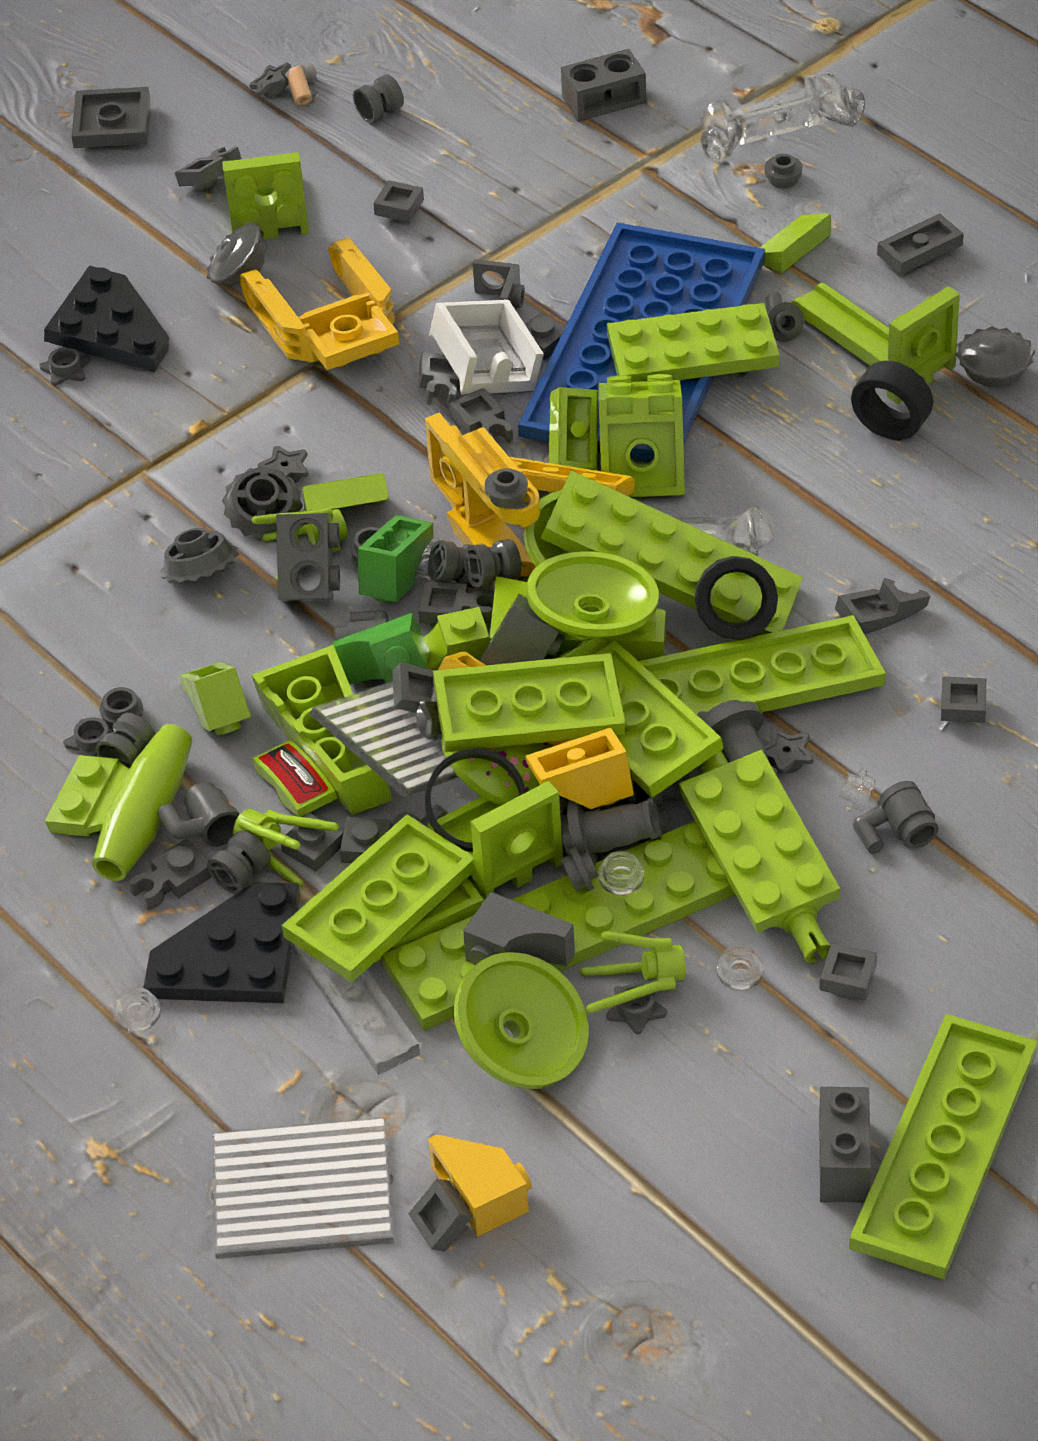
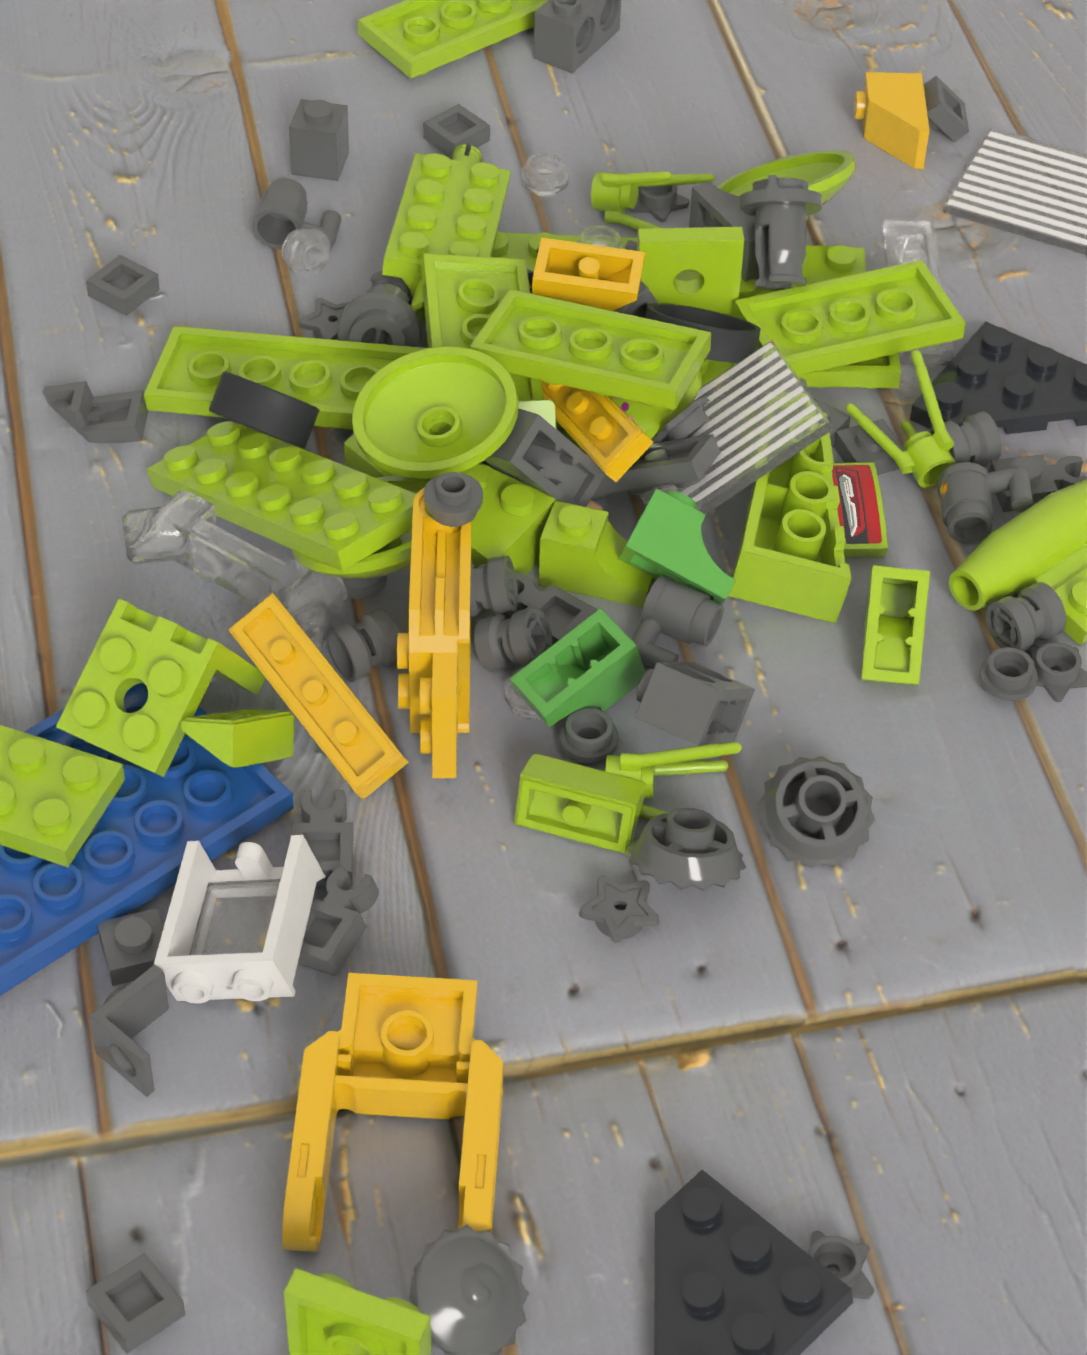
camera: 155 degrees left, 0 degrees up
(470, 892) = (780, 228): none -> dark grey piece
(943, 891) = (319, 139): none -> dark grey brick

